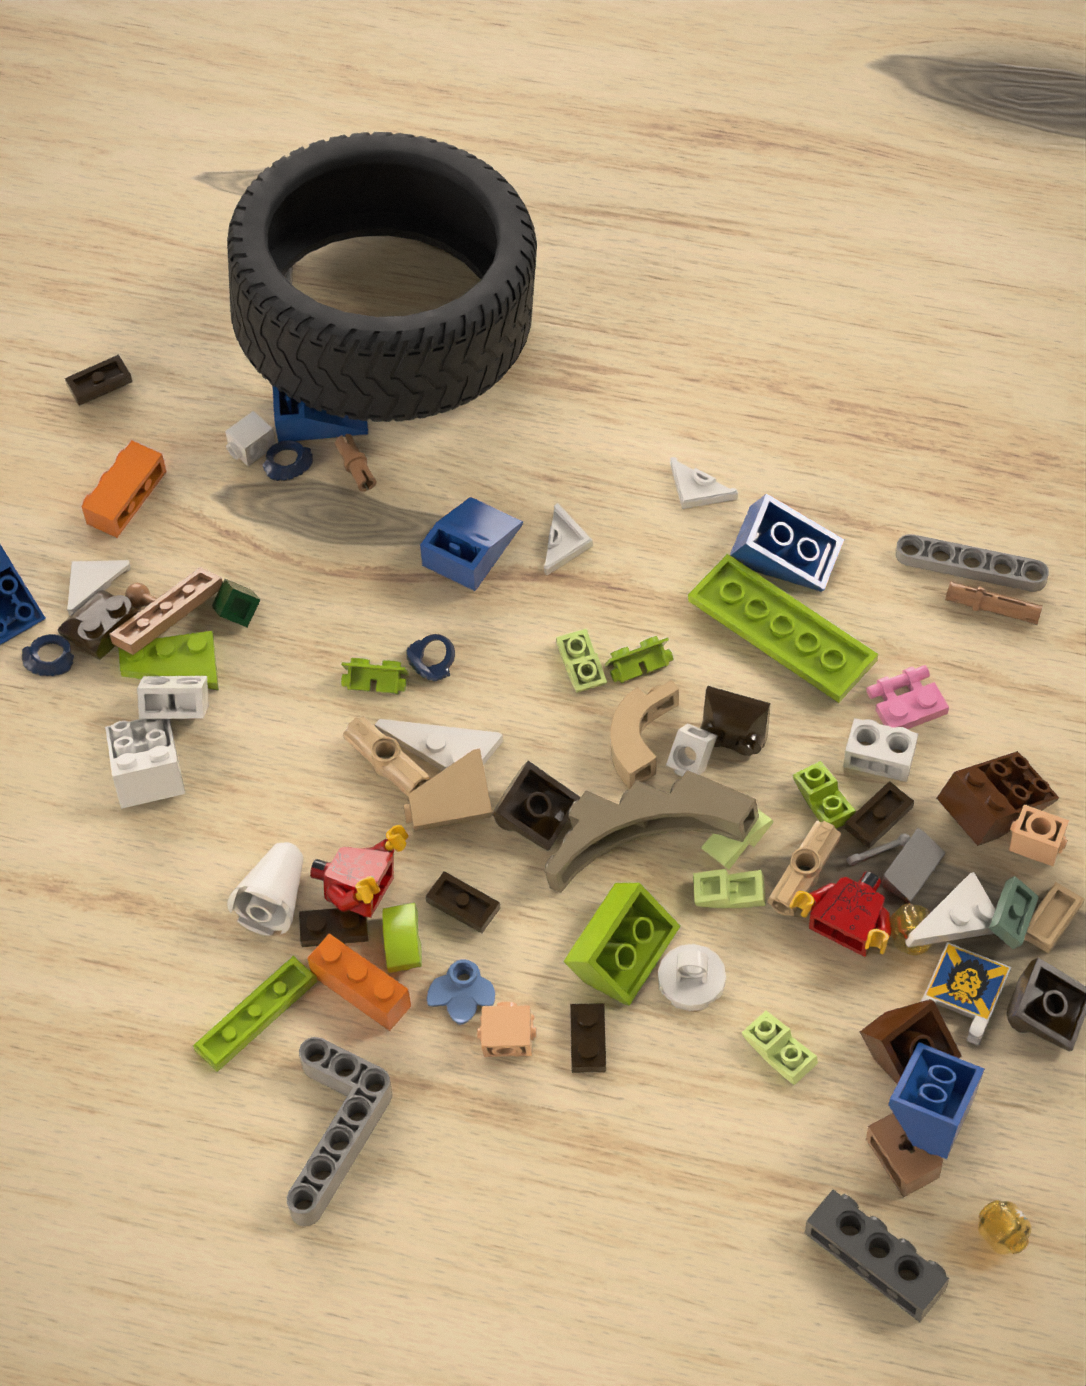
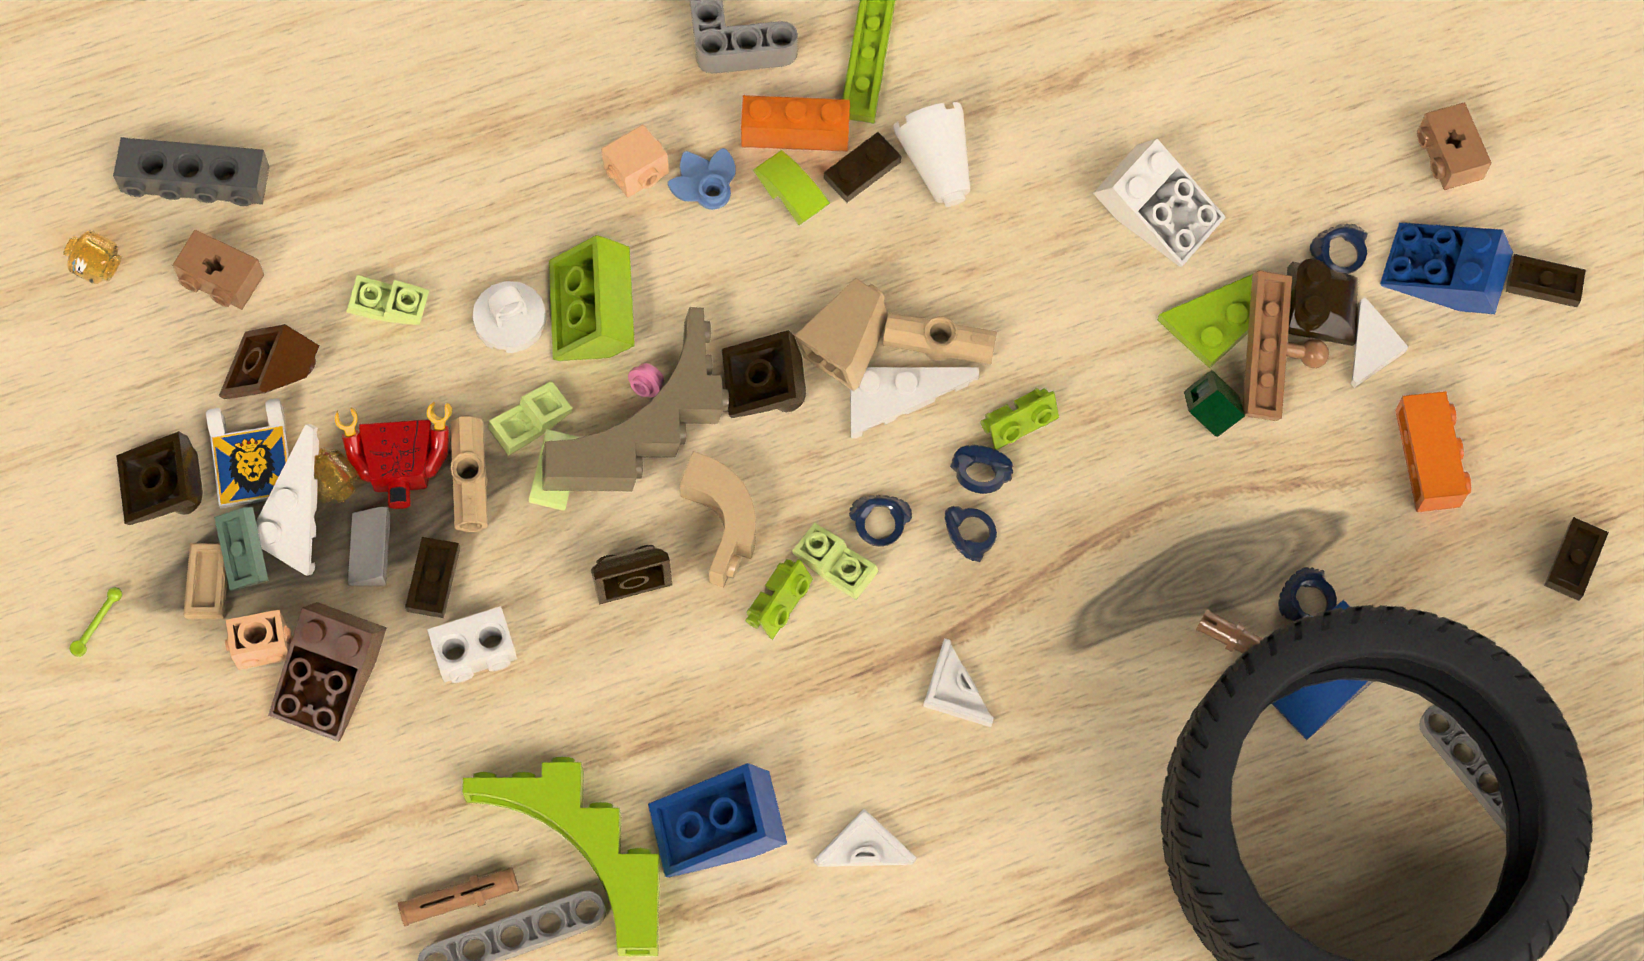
camera: 140 degrees right, 10 degrees up
(172, 697) = (1180, 259): white brick -> none
(249, 438) = (1362, 582): white brick -> none
(360, 876) = (868, 203): torso -> none
(463, 902) = (763, 252): dark brown plate -> none
(468, 542) = (1043, 615): blue slope -> none
(474, 638) = (971, 550): none -> dark blue piece
(529, 686) = (898, 509): none -> dark blue piece
(588, 1038) = (564, 208): dark brown plate -> none
(623, 858) = (646, 380): none -> bright pink plate
(697, 739) = (653, 519): white brick -> none
(783, 628) = (658, 723): lime plate -> none
(822, 795) = (500, 568): lime slope -> none
(856, 858) = (430, 522): light grey hinge -> none
(873, 585) = (595, 831): none -> lime arch
(910, 708) = (472, 721): bright pink plate -> none
(934, 1098) = (207, 306): blue slope -> none

